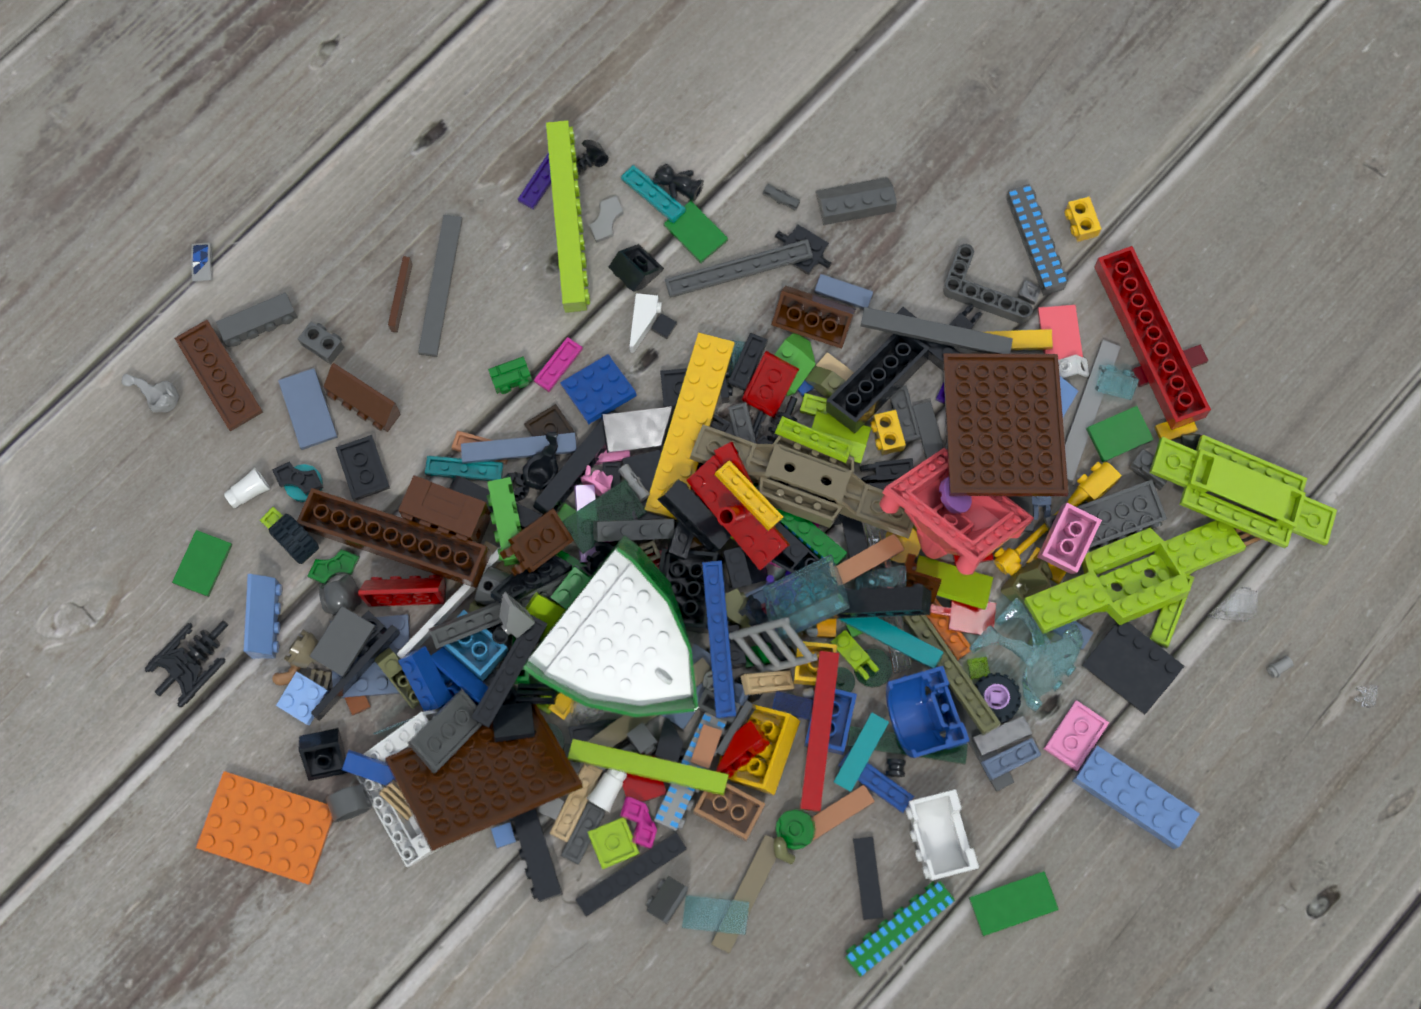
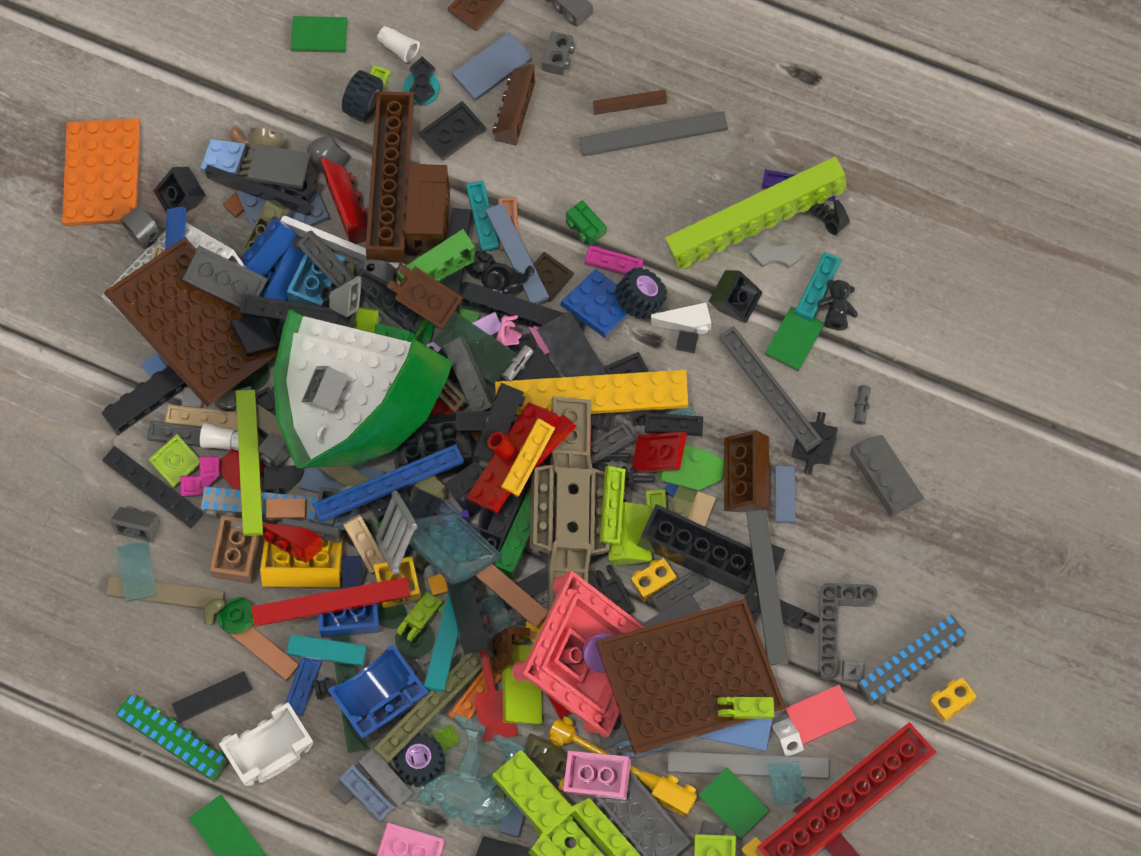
camera: 75 degrees right, 5 degrees down
(185, 664) = (224, 53): black bar -> none
(262, 617) = (284, 96): medium blue slope -> none
(342, 563) = (358, 146): green tile -> none
(605, 347) = (640, 293): none -> black wheel
(623, 658) = (325, 388): none -> slope
(1028, 339) = (797, 676): yellow tile -> none
(1051, 383) = (747, 707): none -> lime hinge

